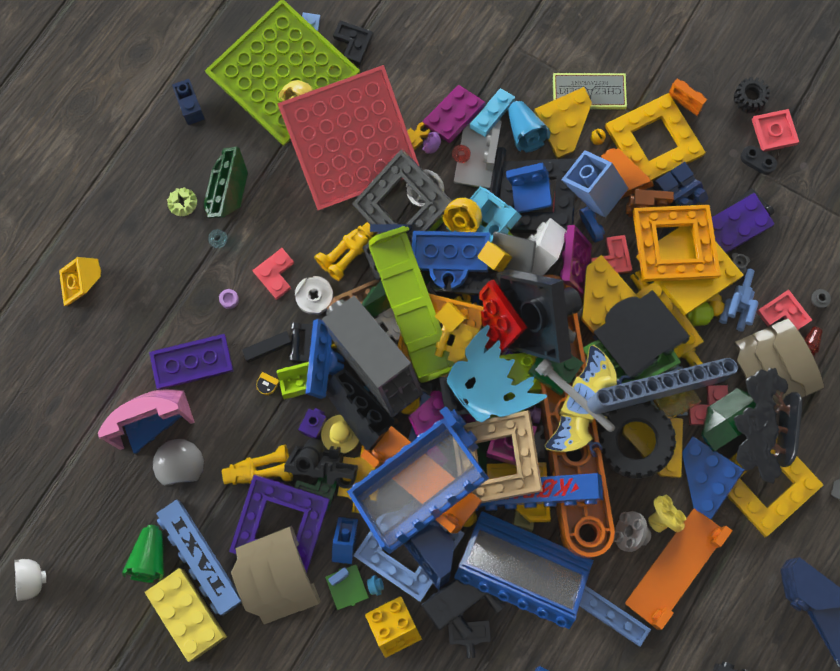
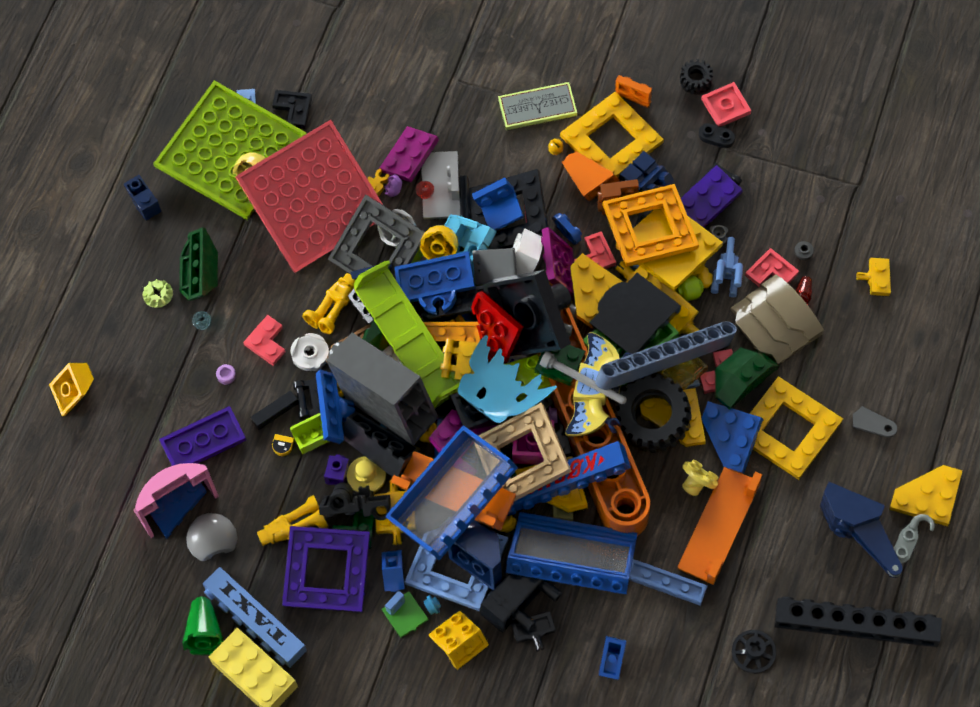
camera: 10 degrees left, 10 degrees down
(28, 579) = (89, 673): white cylinder -> none
(273, 577) = (331, 617): dark tan slope -> none
(450, 316) = (448, 336): yellow panel -> none
(458, 423) = (473, 425): blue plate -> none
(492, 112) = (446, 145): medium azure plate -> none
(494, 257) = (478, 271): yellow panel -> none
(526, 127) = (484, 152): dark azure cone -> none
(565, 120) = (519, 138): yellow plate -> none
(595, 183) = (561, 186): medium blue slope -> none
(631, 531) = (668, 499): light grey plate -> none
(761, 426) = (770, 376): black plant -> none

